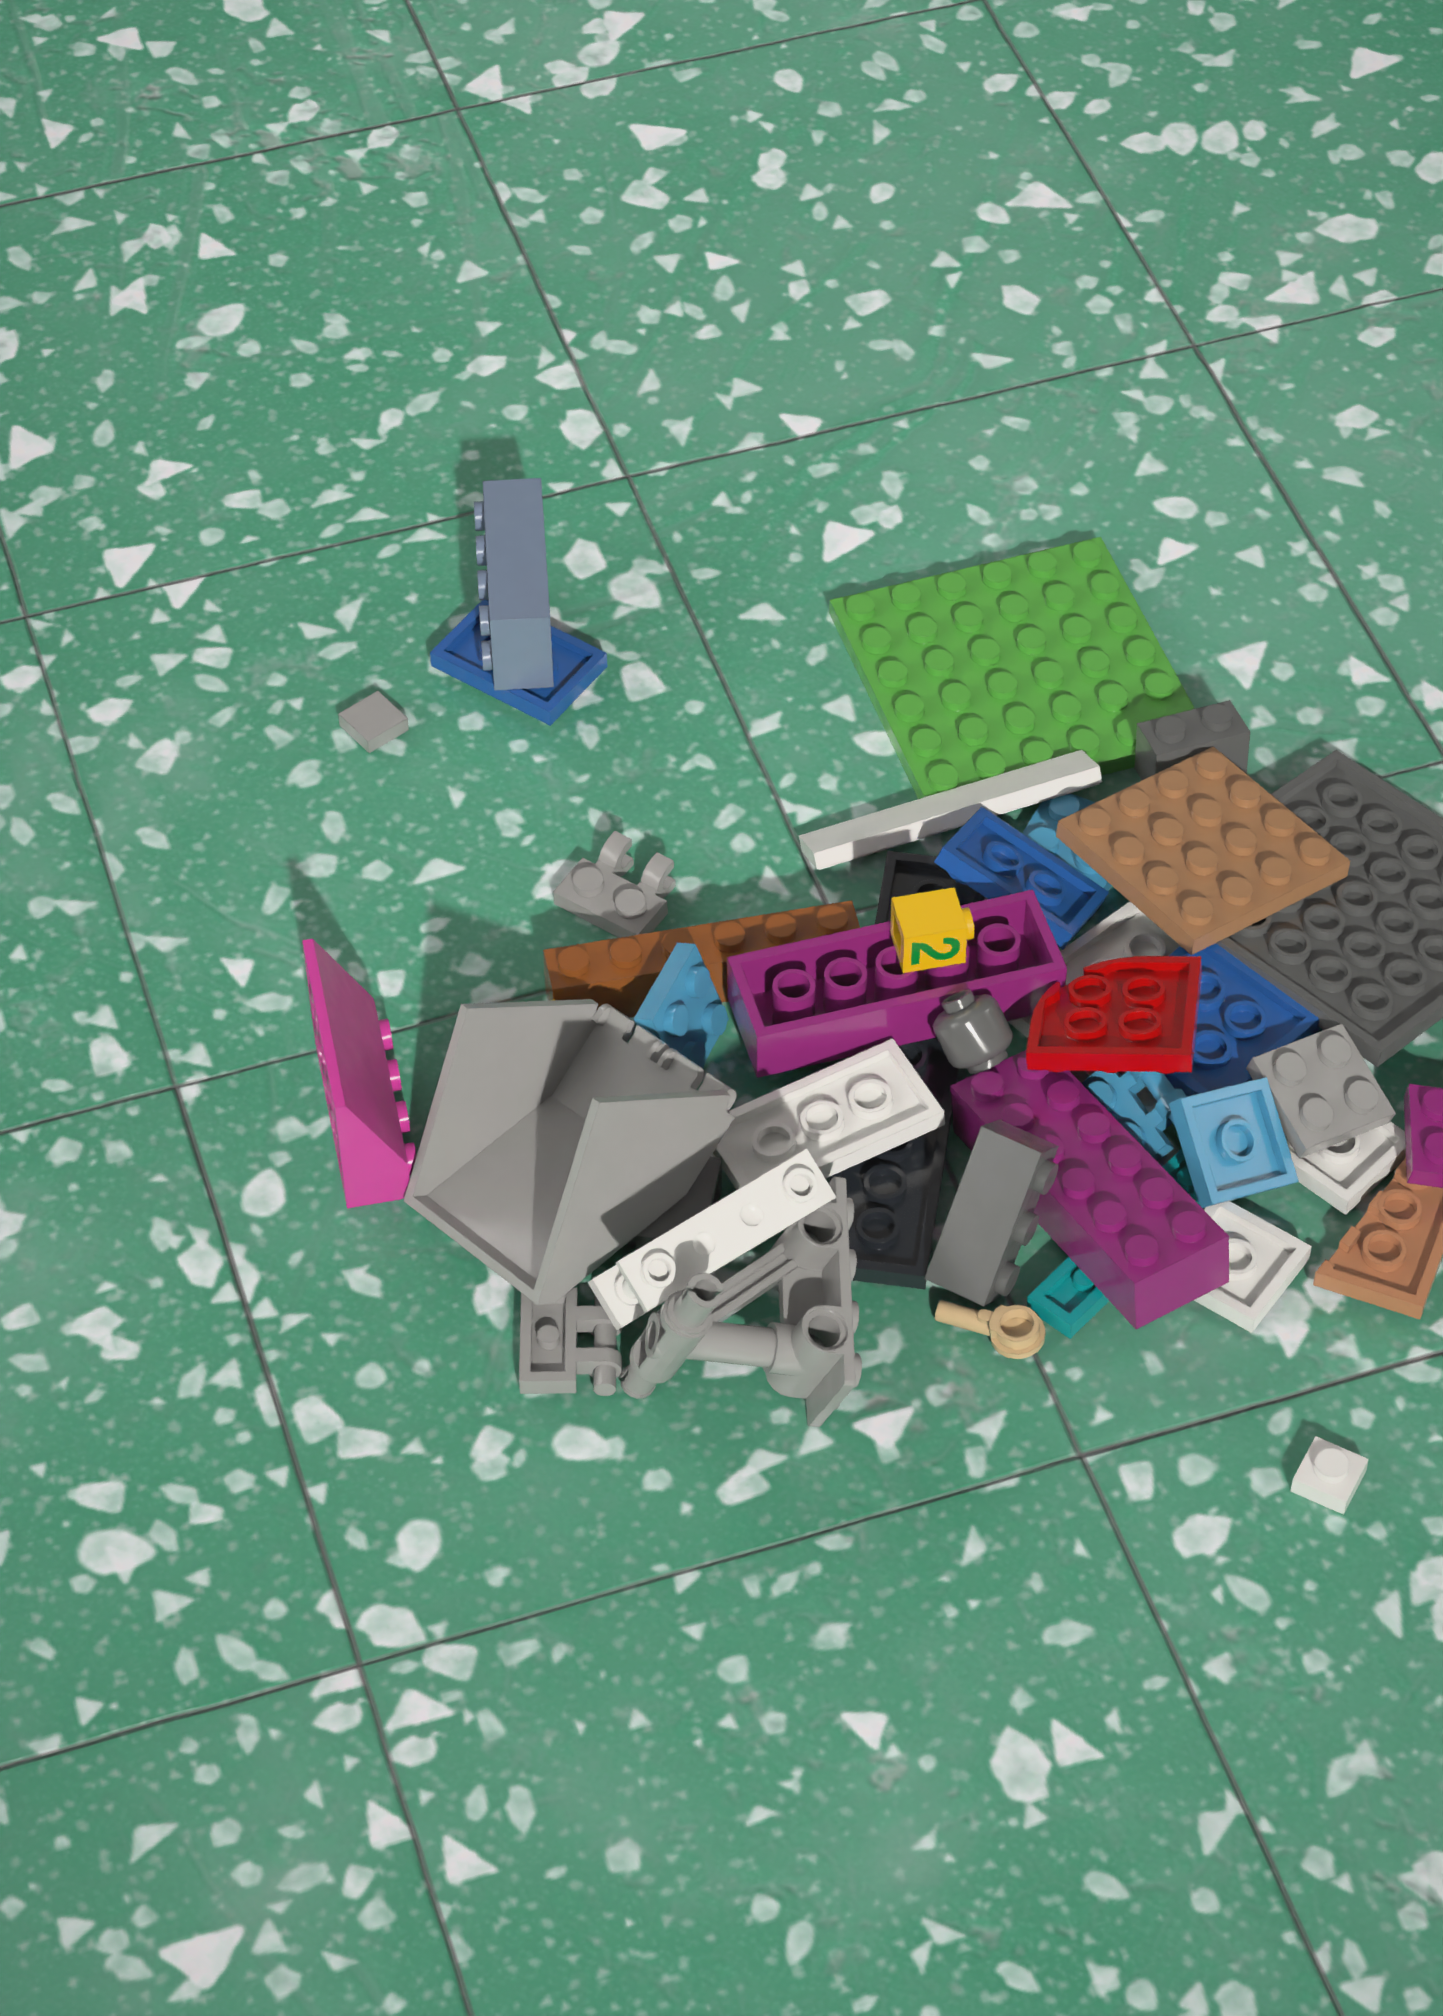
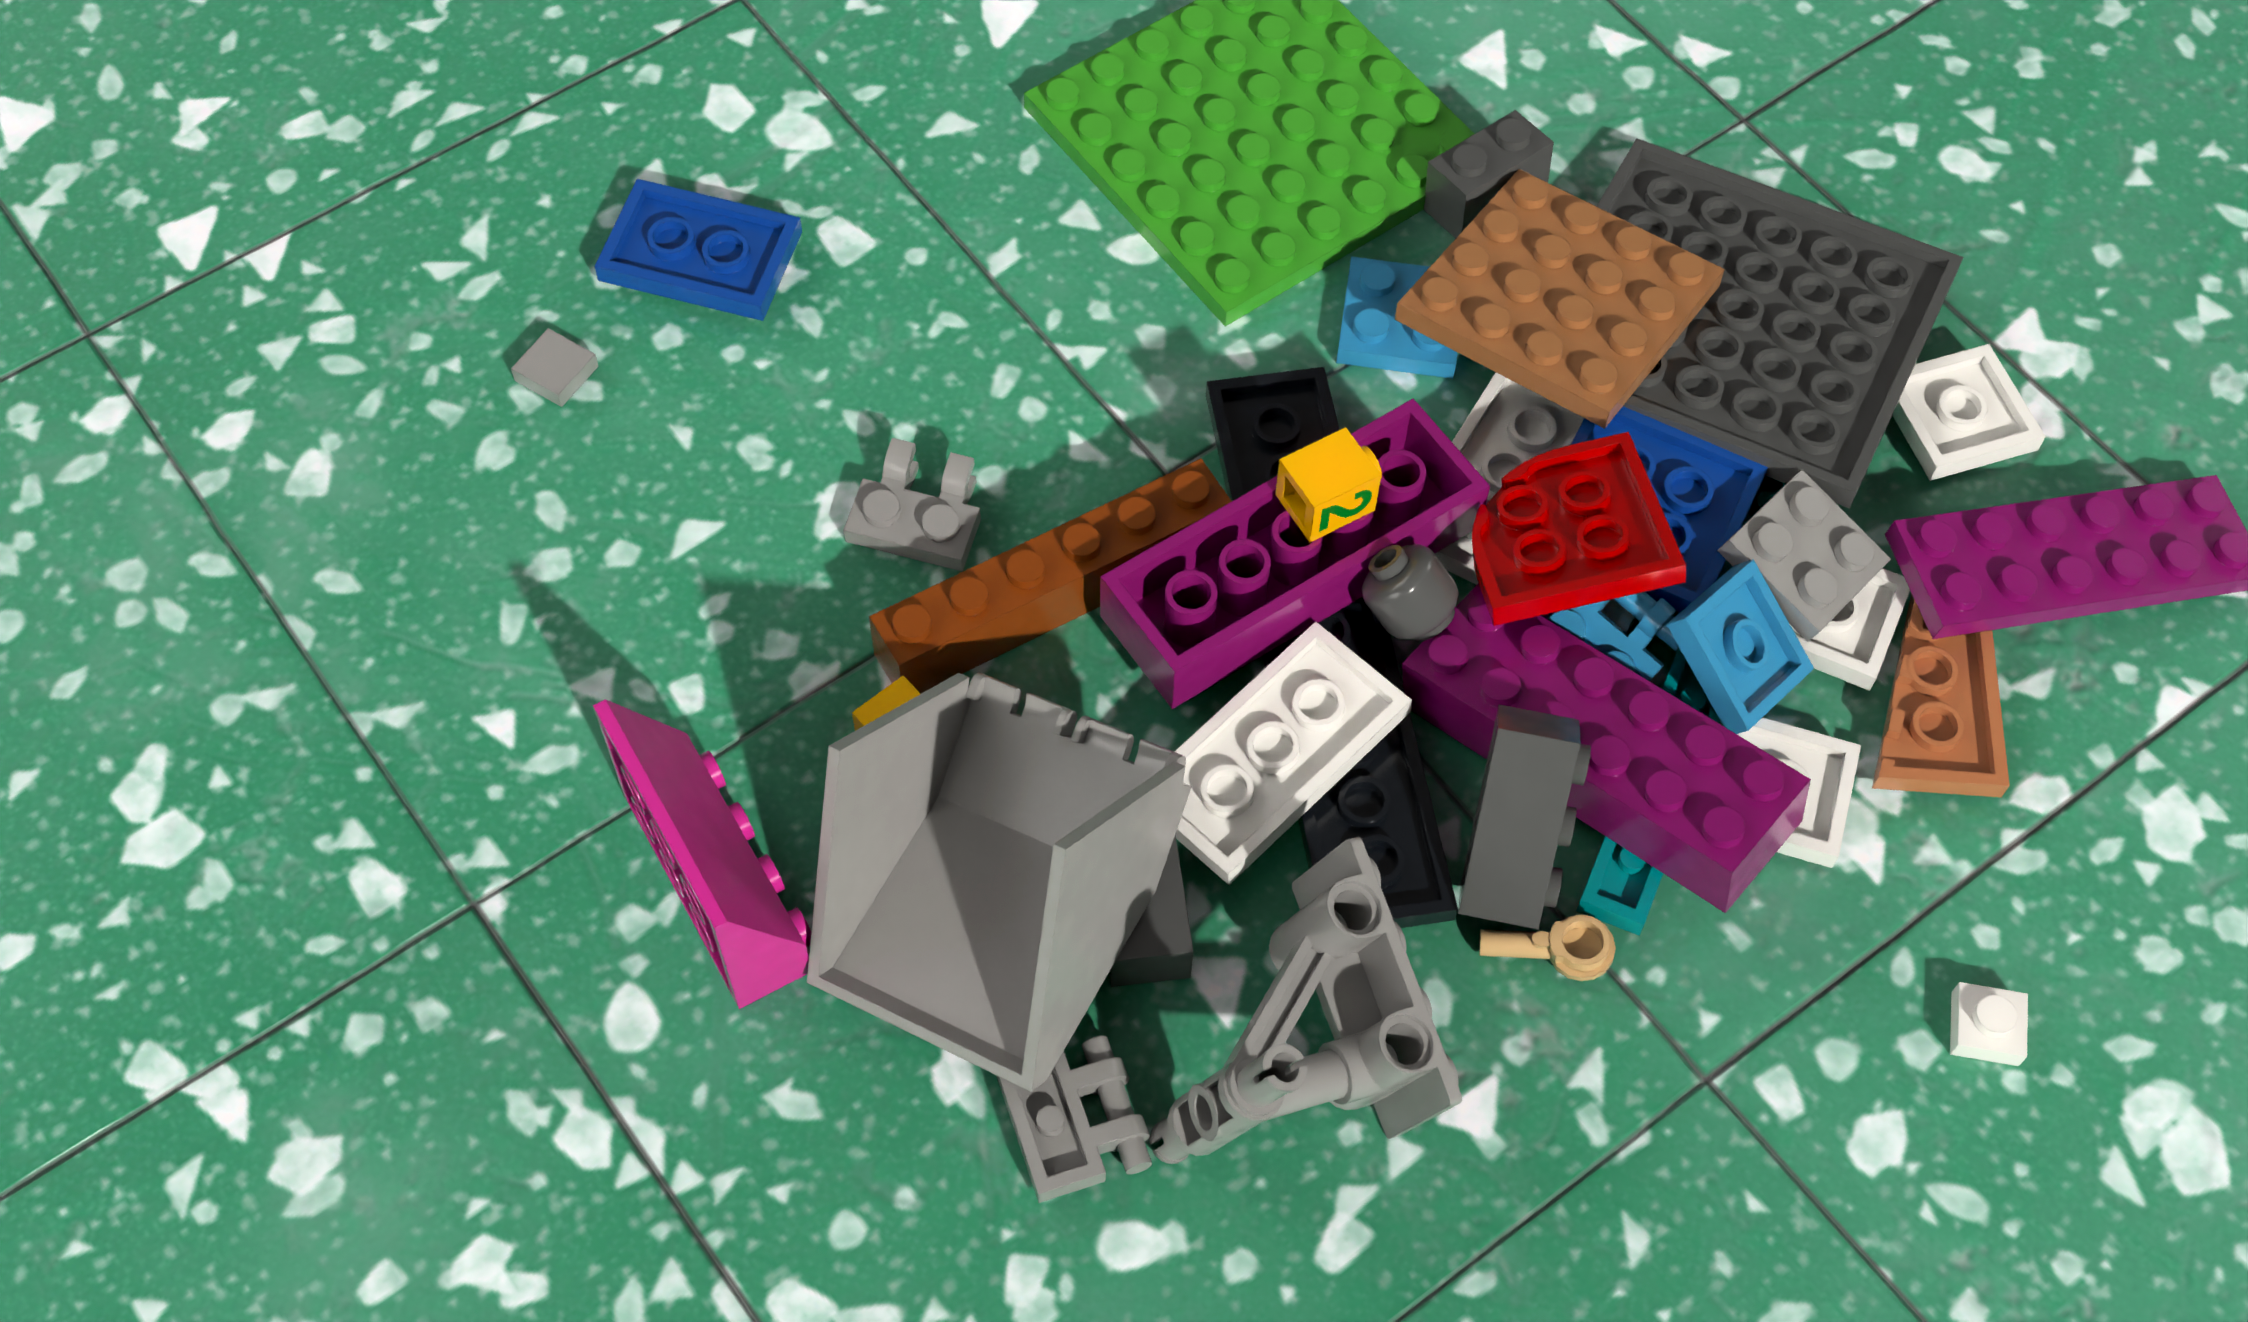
camera: 20 degrees left, 10 degrees up
(514, 584) = (674, 162): sand blue brick -> none
(684, 1006) = (1061, 647): dark azure plate -> none
(711, 1238) = (1224, 961): white fence -> none
(949, 809) = (1253, 314): white tile -> none
(1004, 862) = (1366, 372): blue plate -> none

